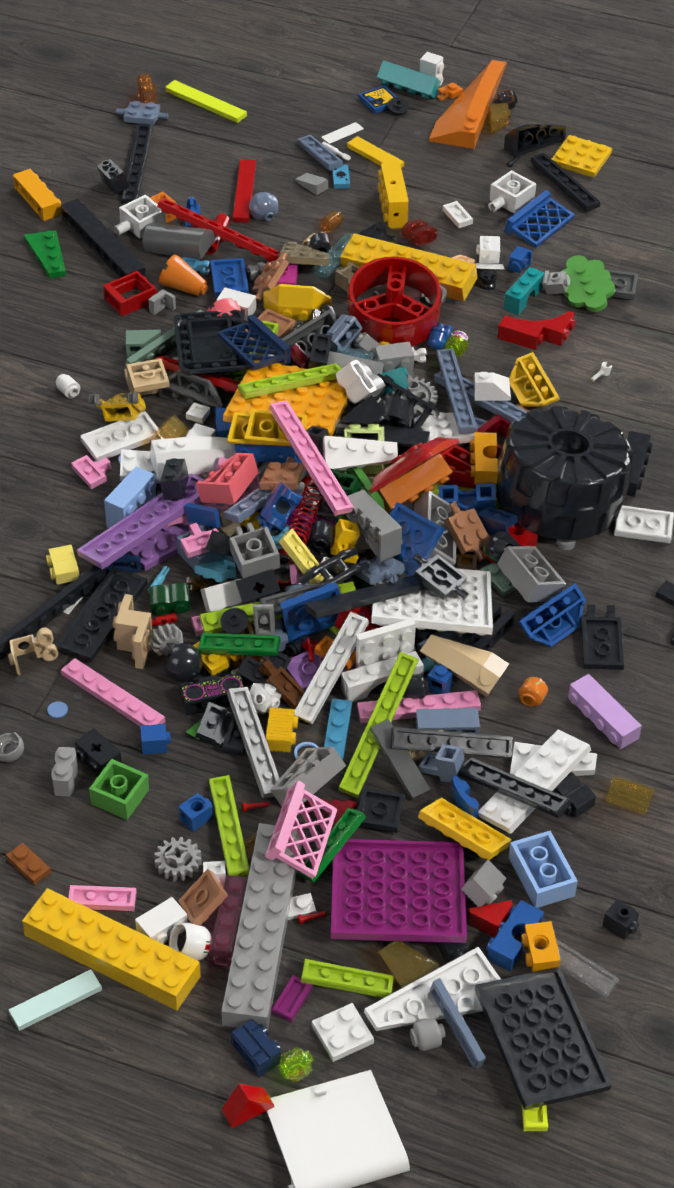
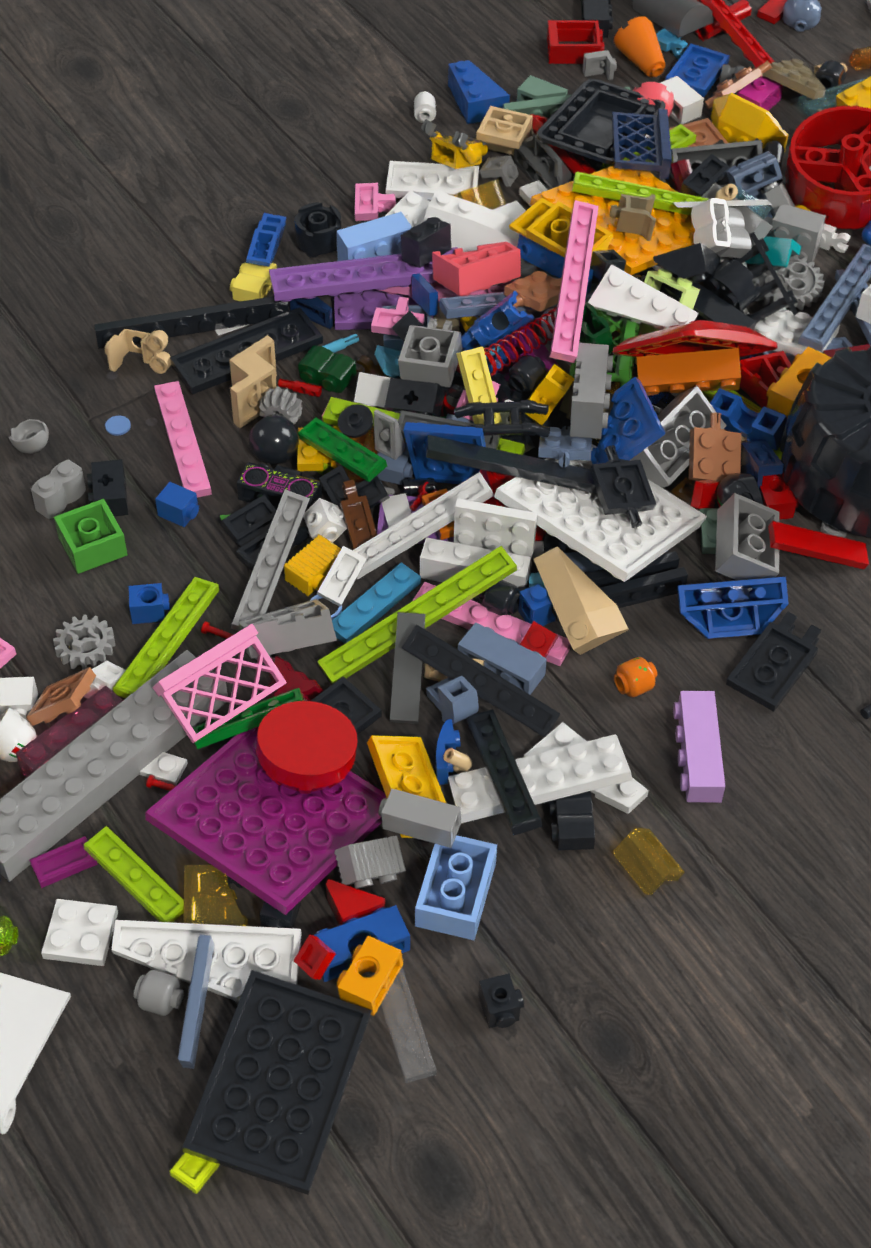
camera: 35 degrees right, 5 degrees up
(47, 531) = (266, 240): none -> blue slope
(77, 506) = (317, 229): none -> black brick
(95, 360) = (474, 91): none -> blue wedge
(159, 405) = (500, 167): none -> light grey bracket
(302, 667) = (396, 509): none -> white sticker
(304, 398) = (634, 215): none -> dark tan piece
(307, 726) = (341, 576): none -> white plate
(344, 356) = (727, 193): none -> tan arm
(358, 357) = (729, 203): none -> white sticker
(389, 838) = (306, 746): none -> red piece
(462, 698) = (539, 639): none -> red plate
(479, 558) = (704, 494): none -> red tile
(479, 796) = (460, 761): none -> tan arm
(498, 839) = (420, 817): none -> light grey brick
(503, 956) = (314, 957): none -> red tile
(571, 555) = (818, 545): none -> red tile

